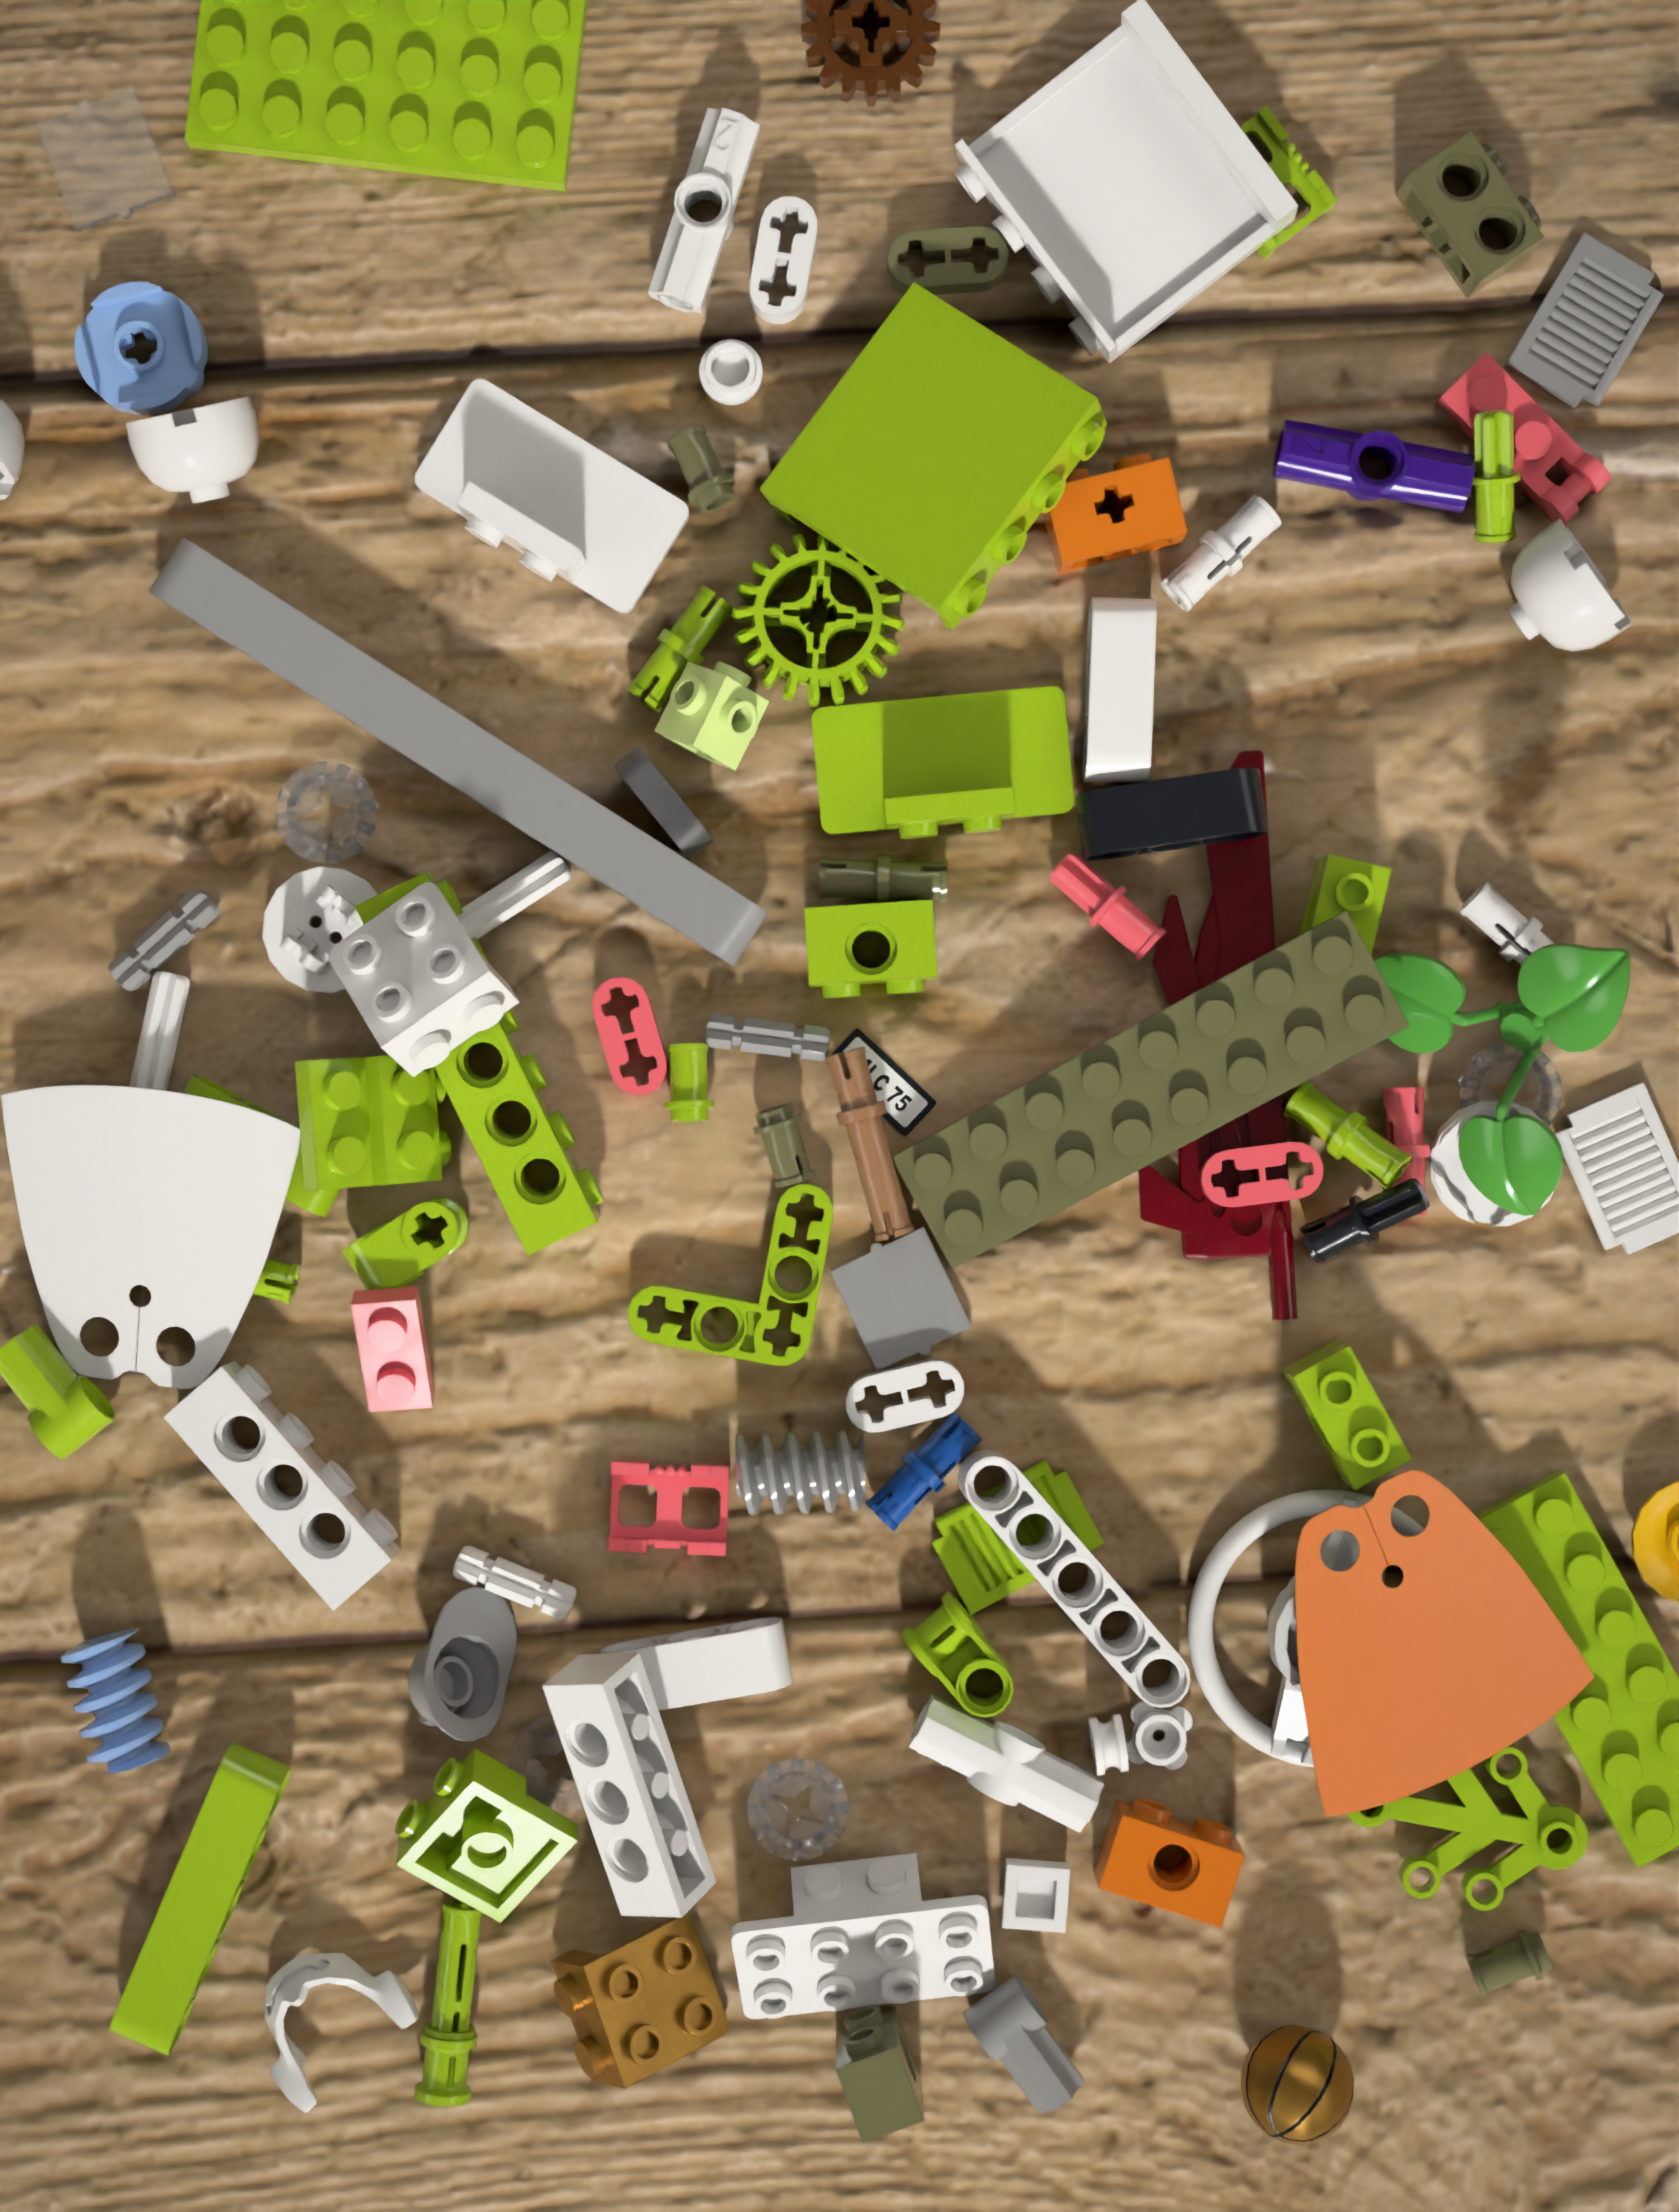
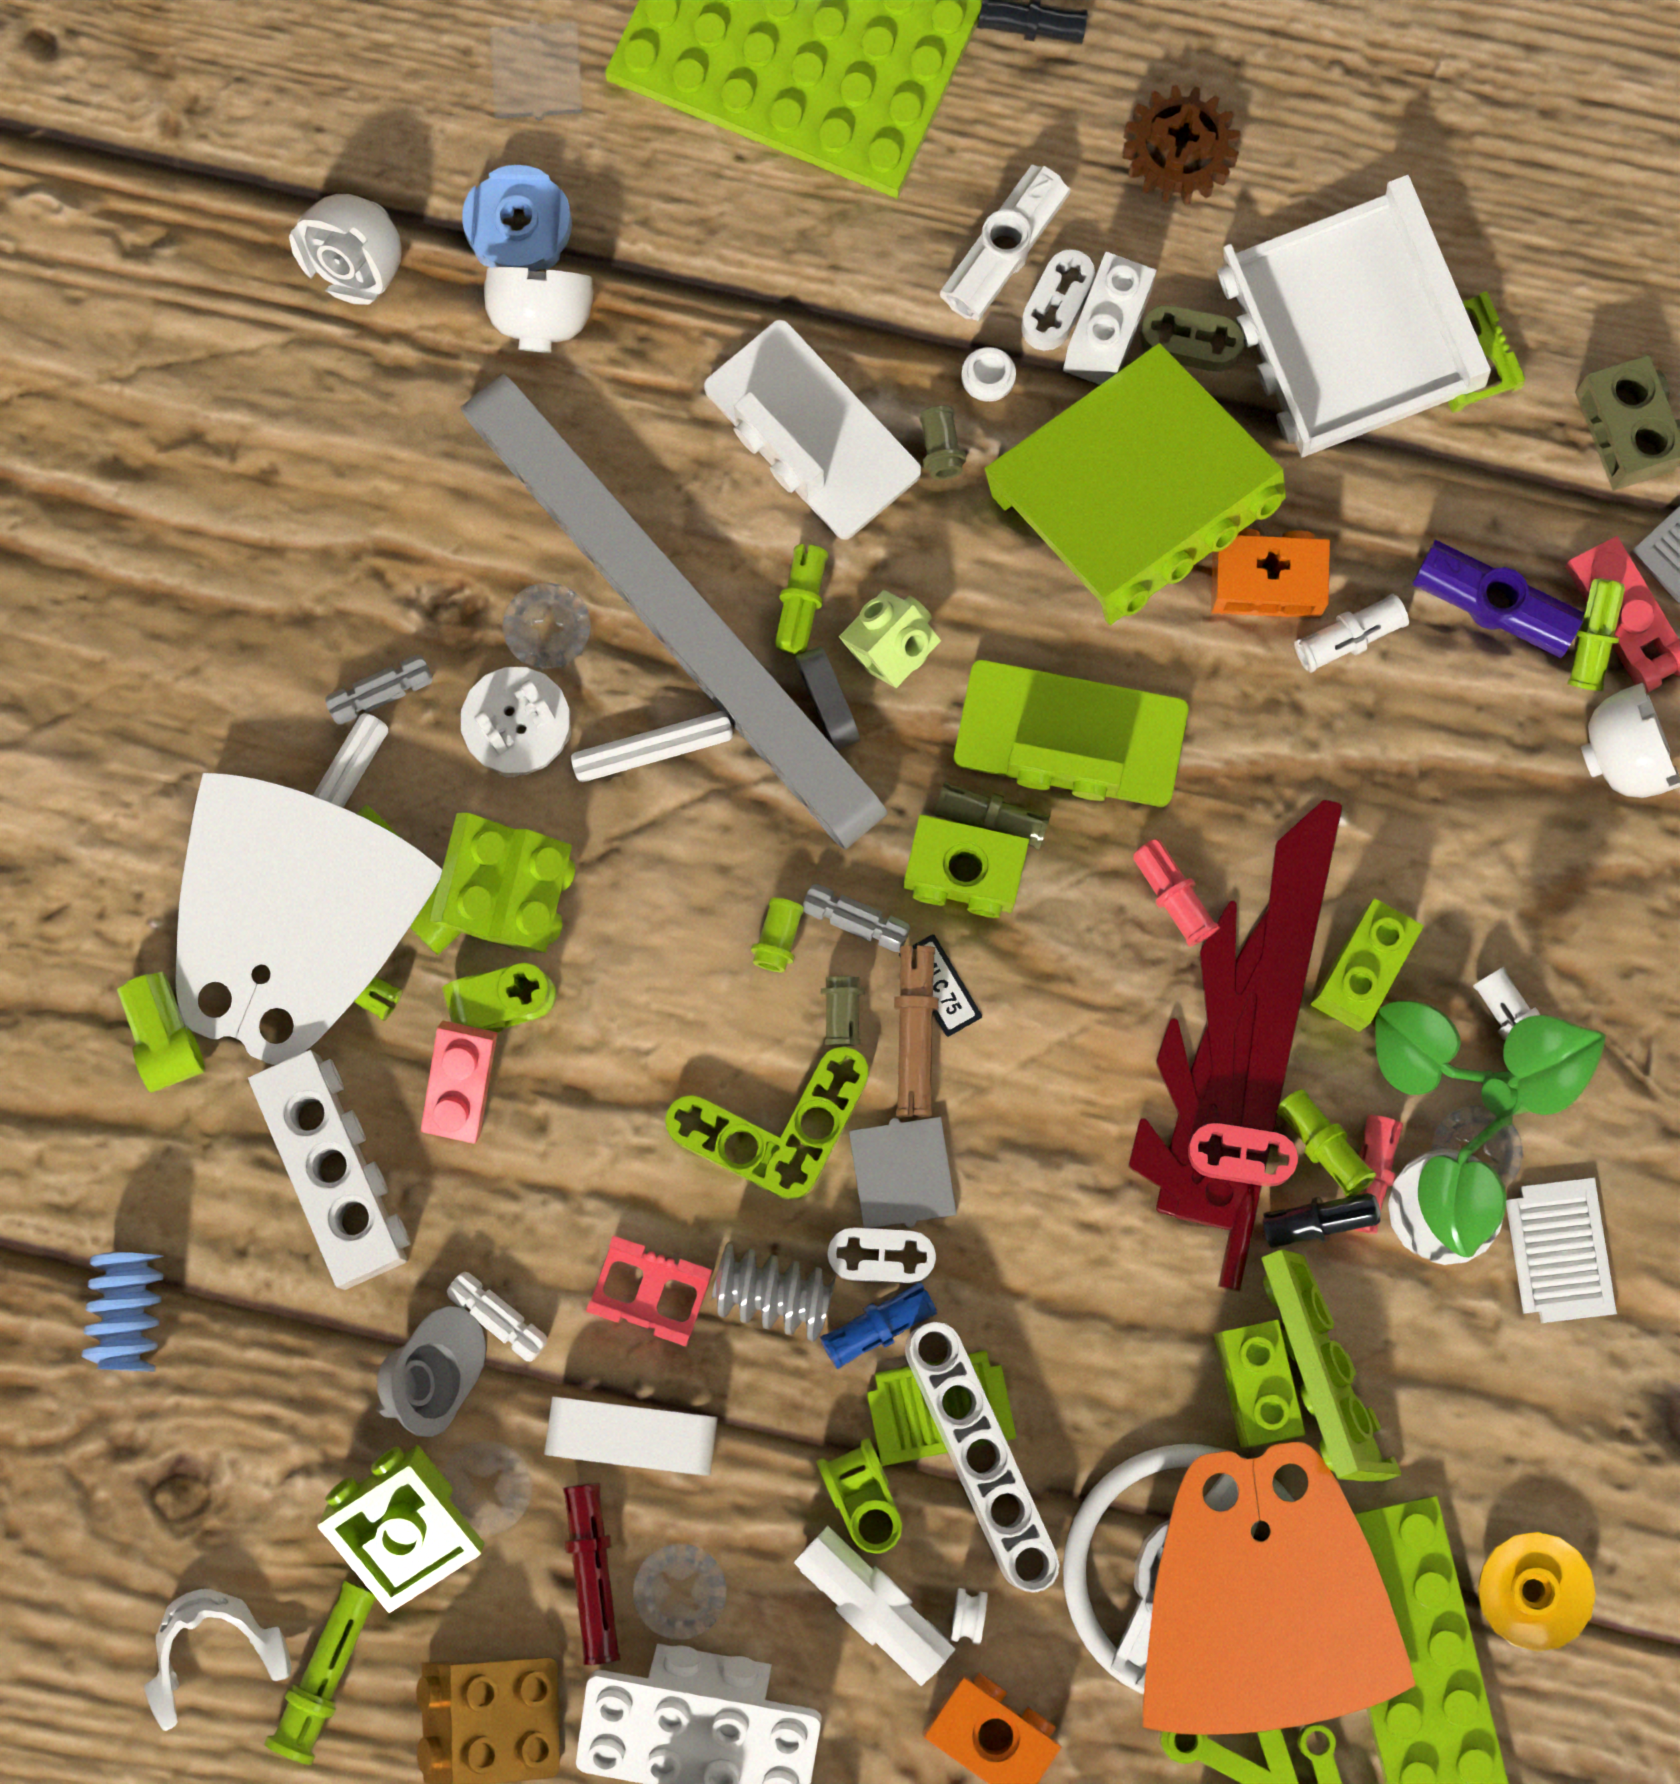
camera: 15 degrees right, 10 degrees down
(200, 1898) = (136, 1510): lime beam -> none
(420, 980) = (584, 774): white bracket -> none
(536, 1215) = (574, 724): lime brick -> none
(599, 698) = (801, 599): none -> lime axle
(615, 1041) = (727, 882): coral beam -> none
(629, 1784) = (542, 1517): white brick -> none
(679, 647) = (879, 576): lime pin -> none
(732, 1885) = (591, 1573): none -> dark red pin
(789, 614) = (982, 580): lime gear -> none
(849, 268) = (1109, 319): none -> white brick
(1035, 1895) = (865, 1733): white plate -> none
(1119, 690) = (1235, 718): white beam -> none
(1151, 1089) = (1167, 1052): olive plate -> none
(1171, 814) = (1250, 831): black beam -> none
(1171, 1748) = (1032, 1619): white plate -> none
(1414, 1380) = (1326, 1372): none -> lime wing

